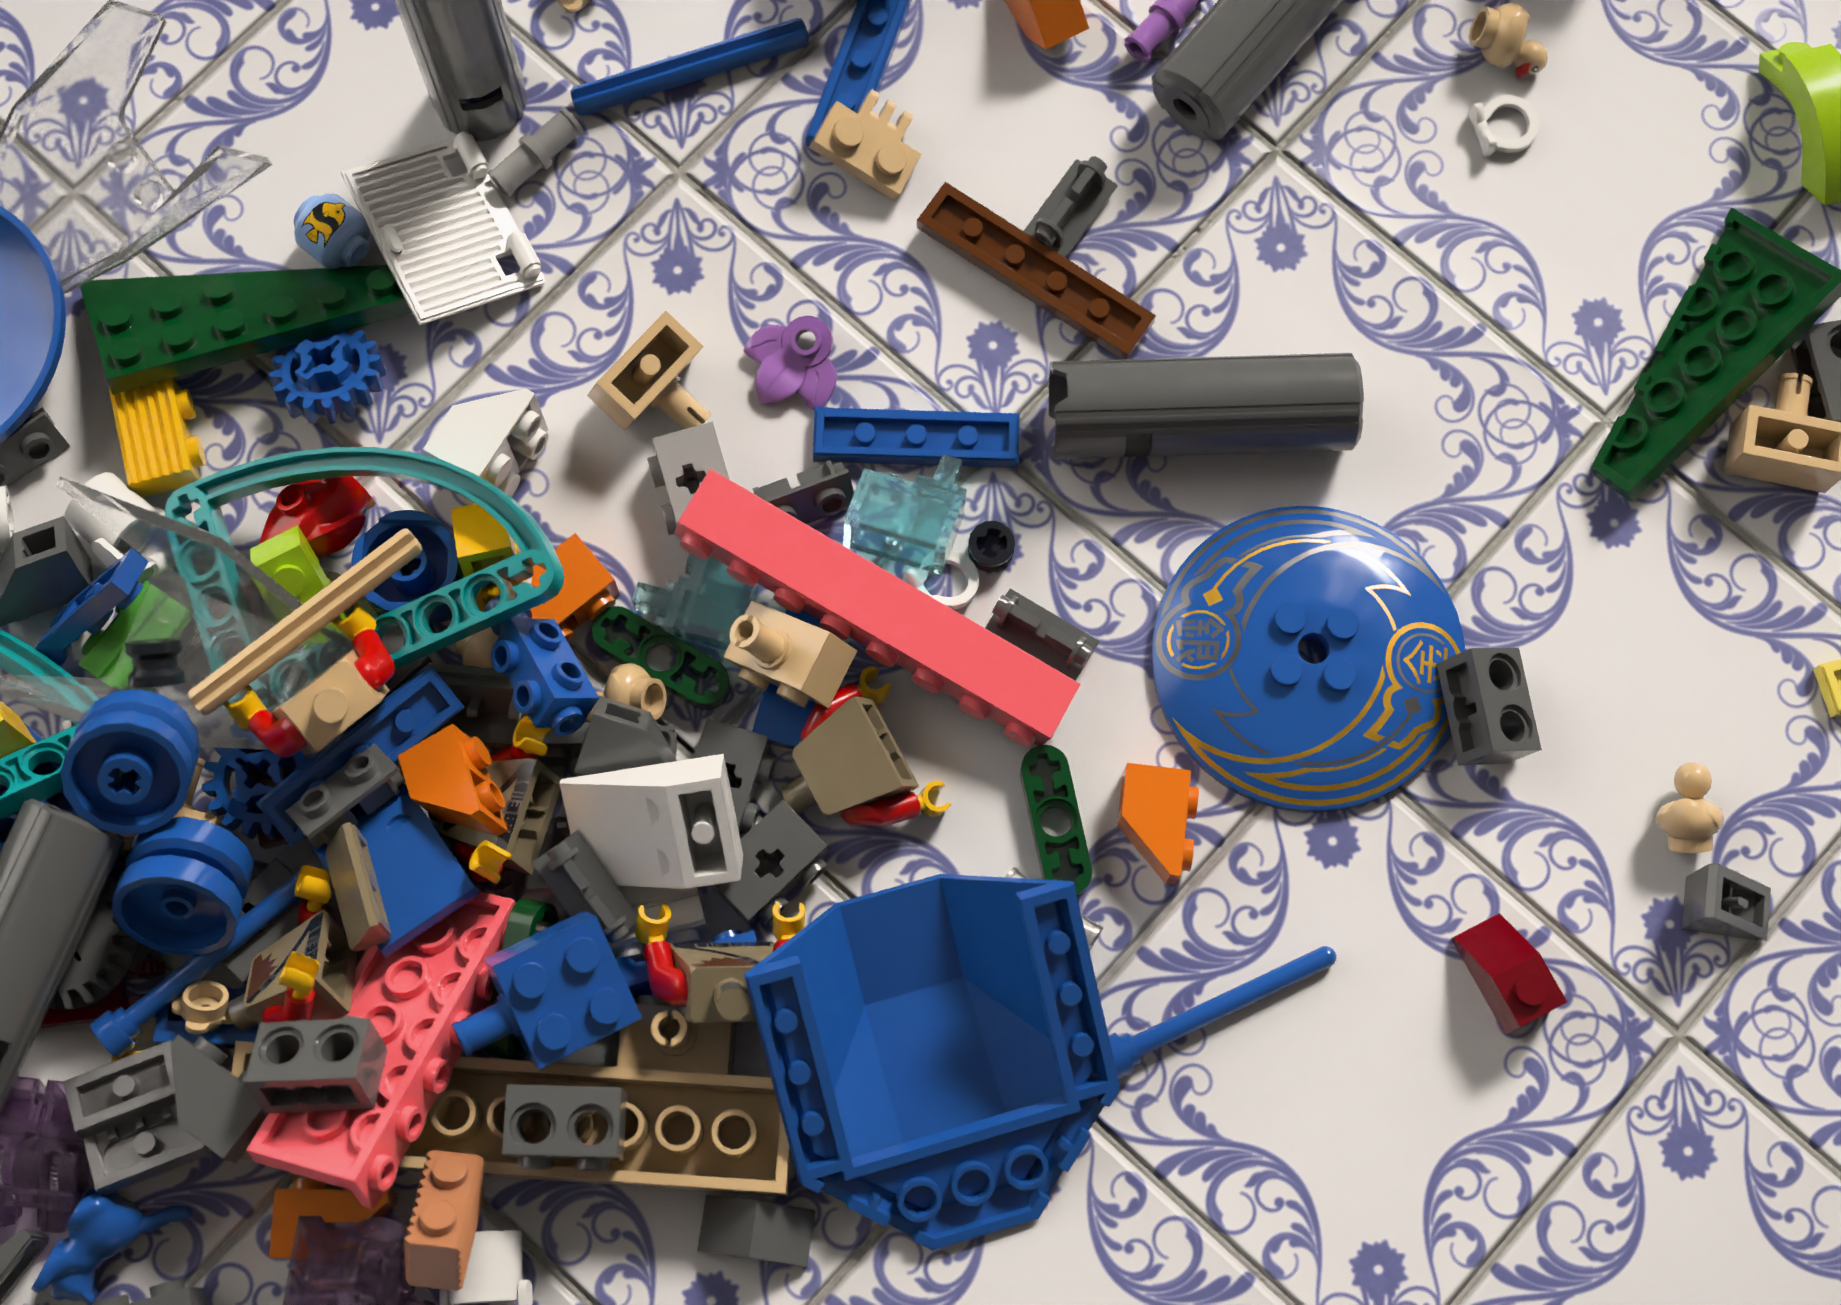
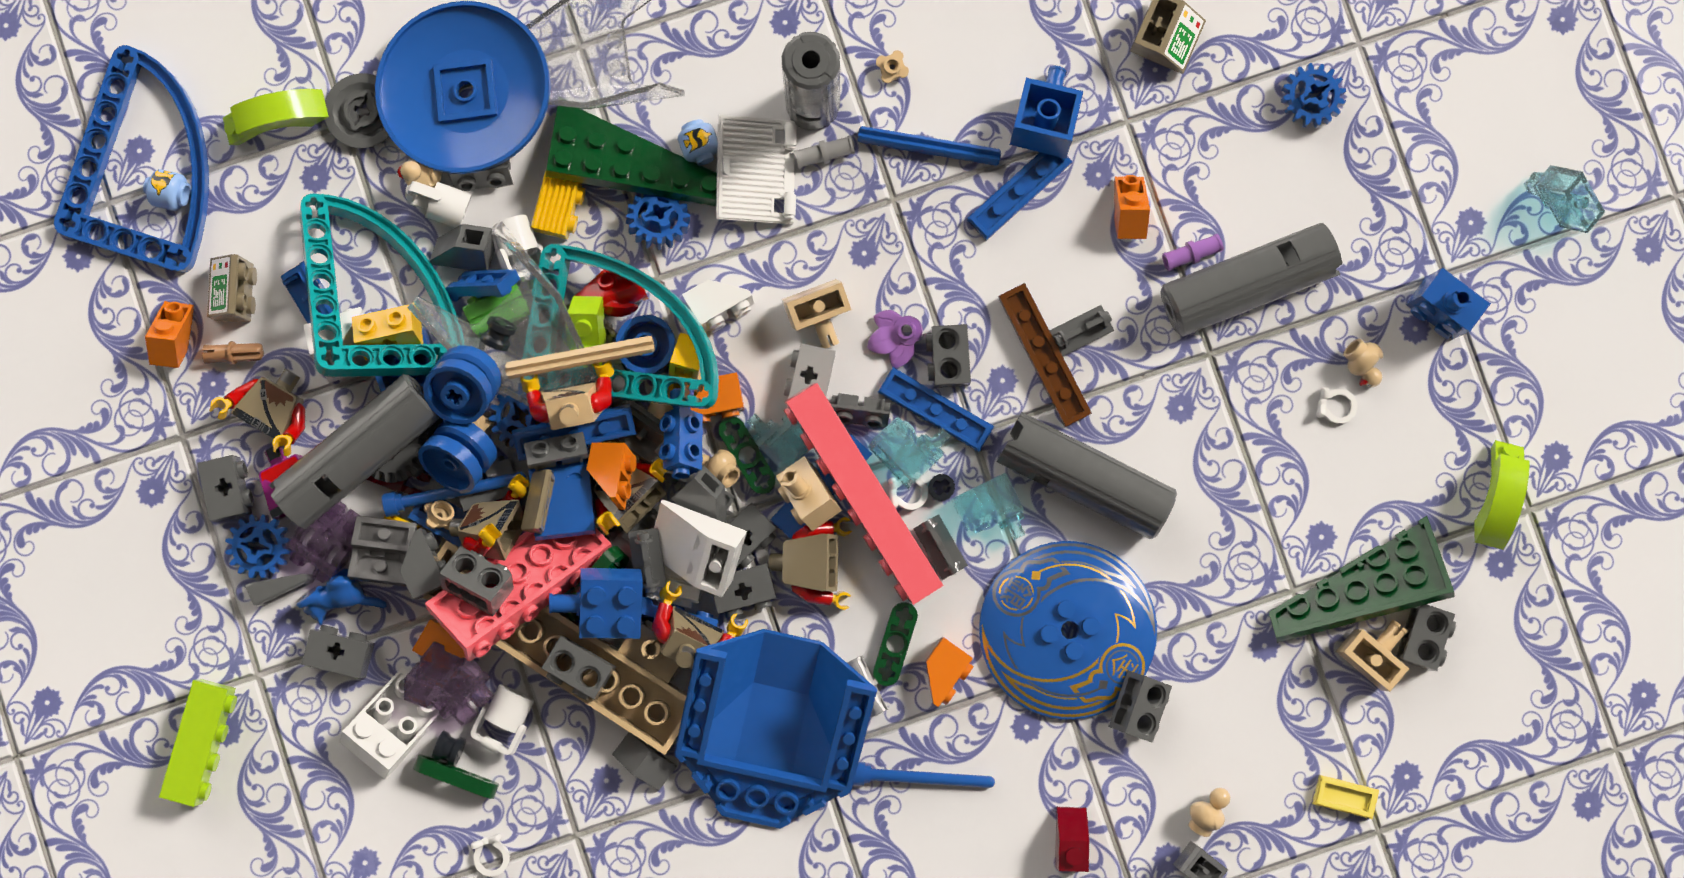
camera: 30 degrees right, 10 degrees up
(444, 1220) = (500, 681): nougat brick -> none
(868, 144) = (997, 240): tan hinge -> none
(903, 340) = (957, 356): none -> dark grey brick
(1080, 523) = (989, 501): none -> clear light blue hinge

